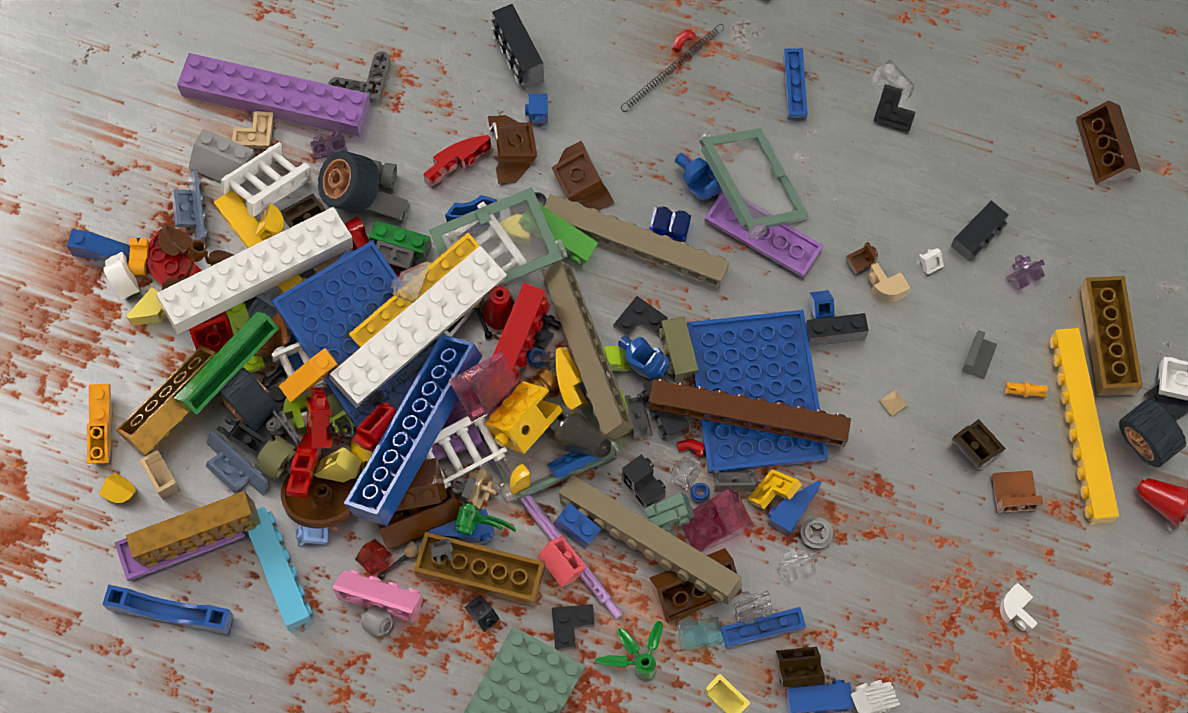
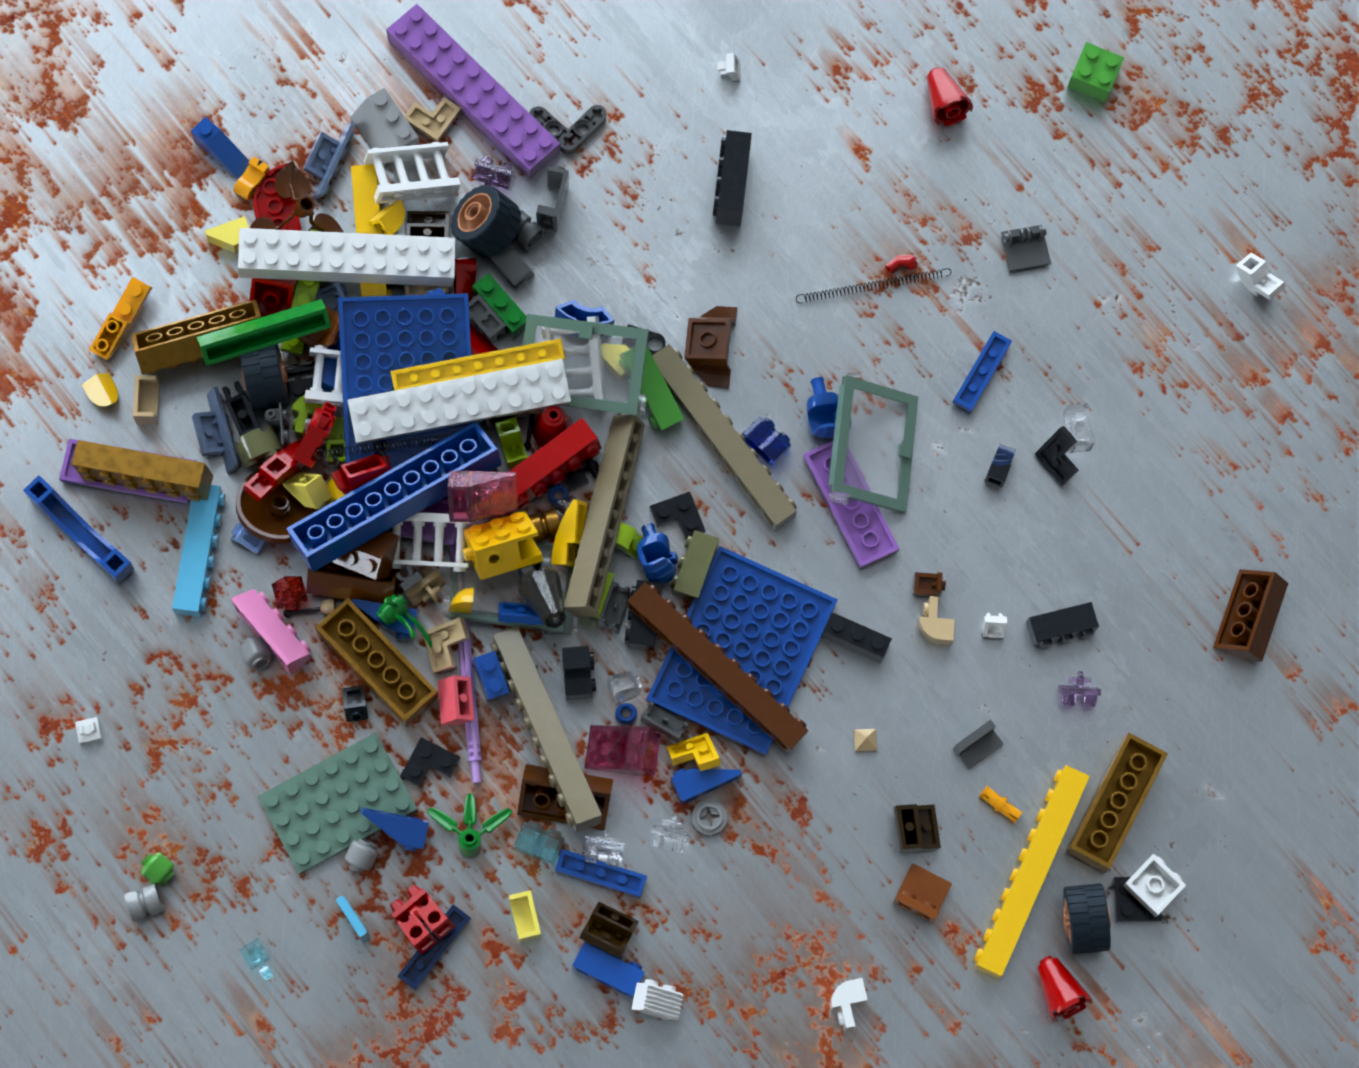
camera: 25 degrees right, 5 degrees up
(120, 276) = (221, 188): white brick -> none
(309, 375) = (330, 388): light orange slope -> none
(394, 151) = (549, 217): none -> dark grey panel
(410, 282) = (475, 355): clear slope -> none
(440, 548) = (351, 622): dark grey tile -> none
(461, 153) = (614, 253): red slope -> none
(473, 332) = (511, 442): none -> lime brick
(514, 146) = (667, 275): reddish brown piece -> none
(520, 518) = (442, 639): none -> tan plate
(537, 108) = (714, 251): blue brick -> none
(585, 688) = (404, 829): none -> blue slope
(671, 512) = (583, 716): sand green brick -> none
(691, 444) = (648, 664): red arm -> none
(822, 304) = (858, 605): blue brick -> none
(855, 142) = (1000, 465): none -> leg

